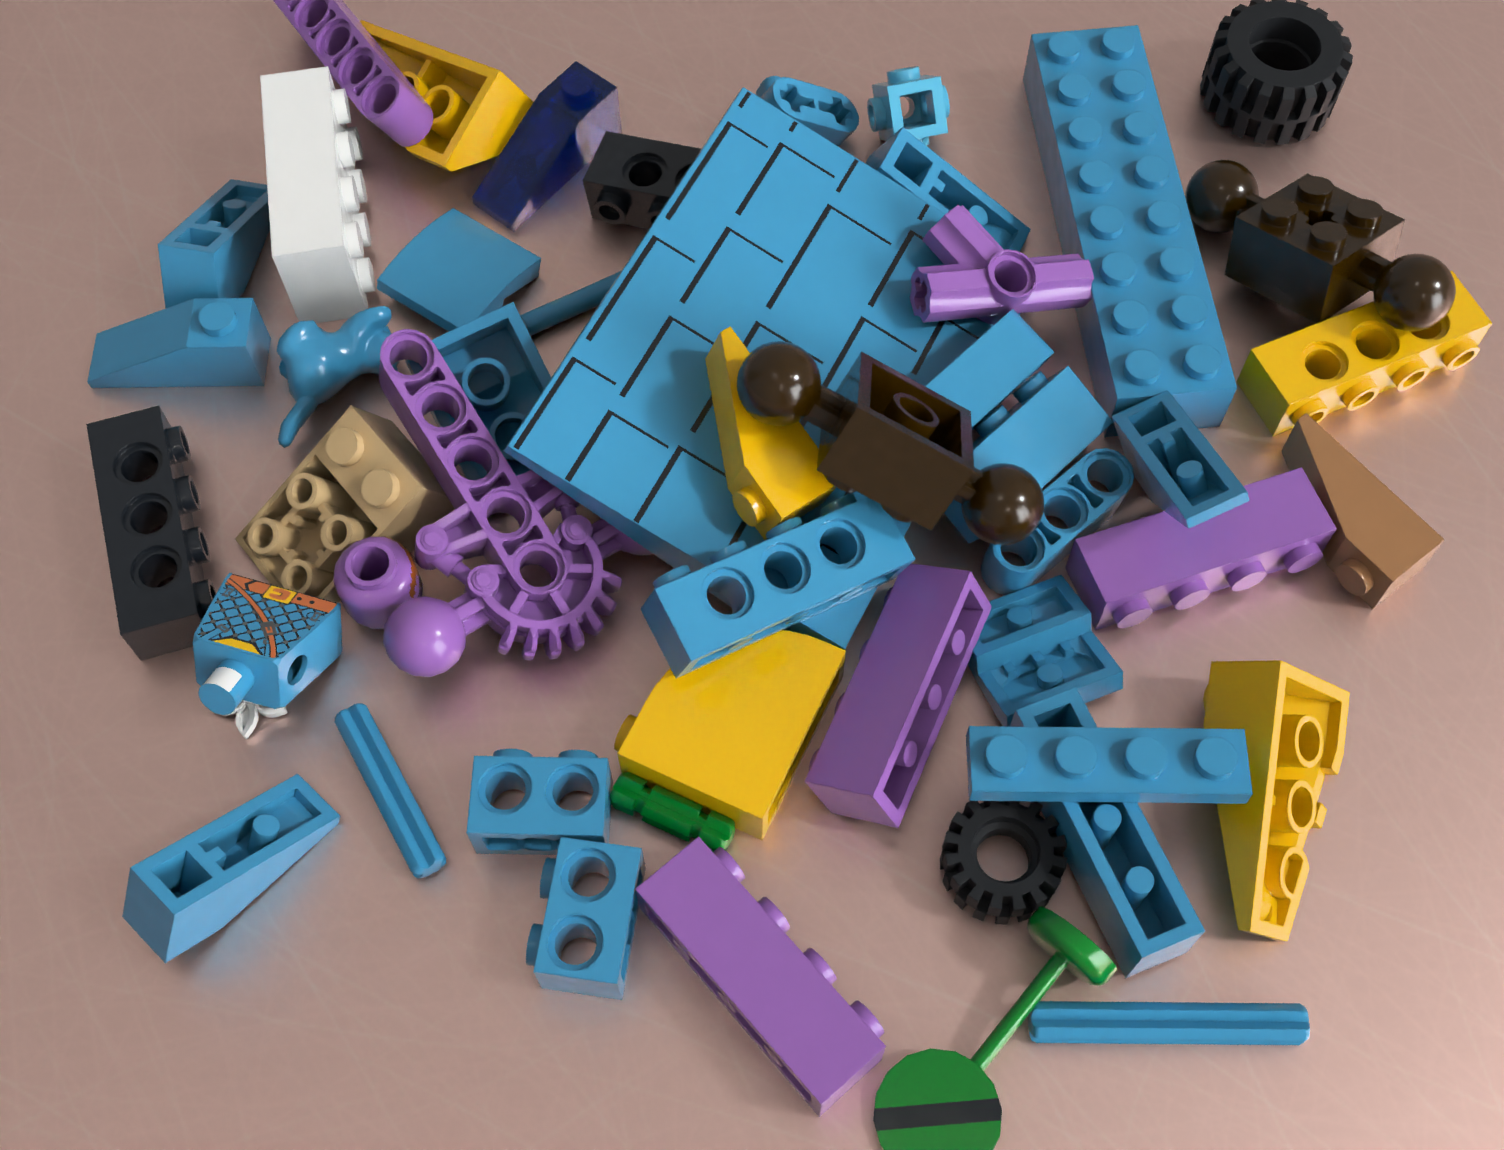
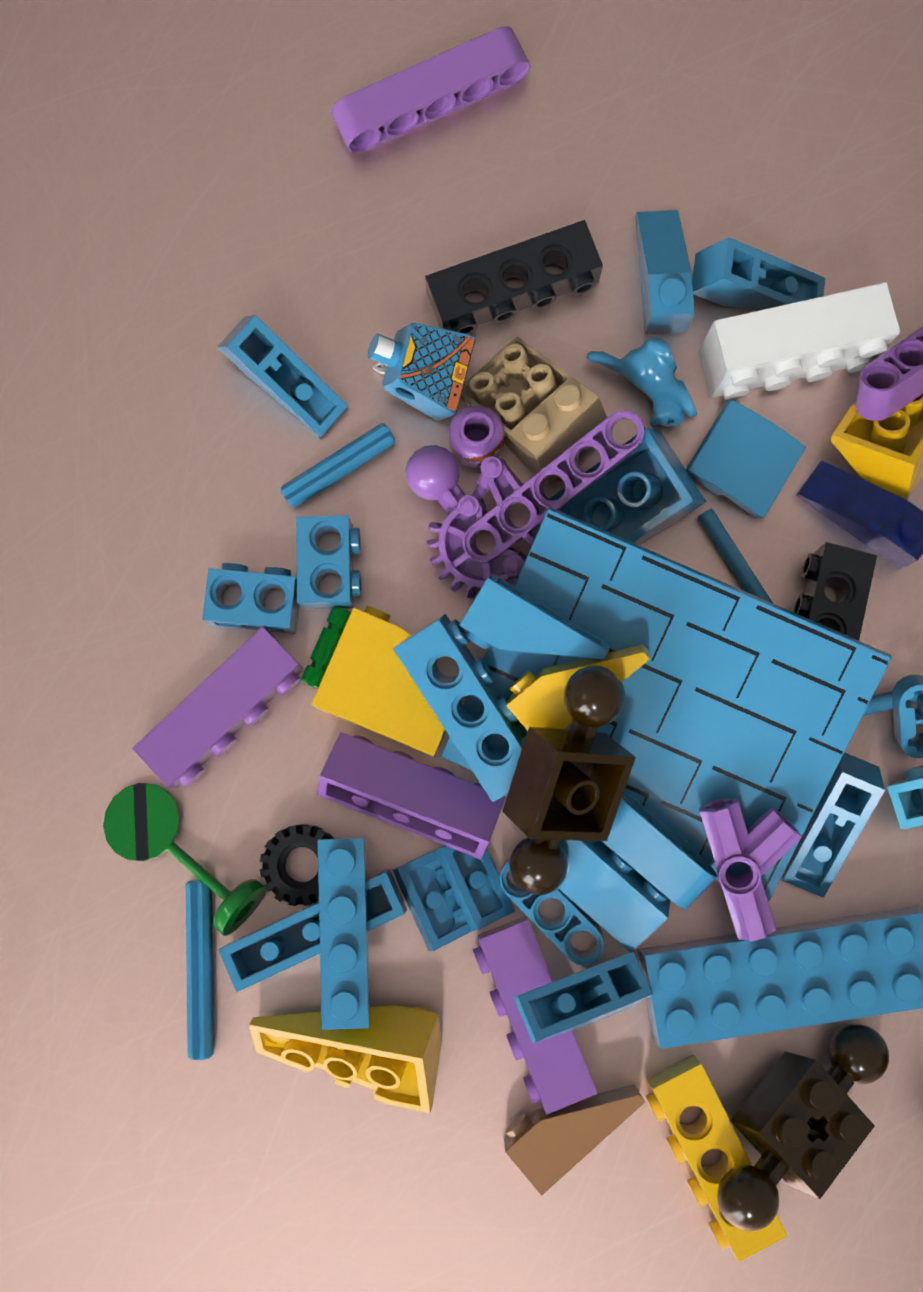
camera: 90 degrees right, 20 degrees up
(667, 494) = (520, 623): none -> dark azure slope

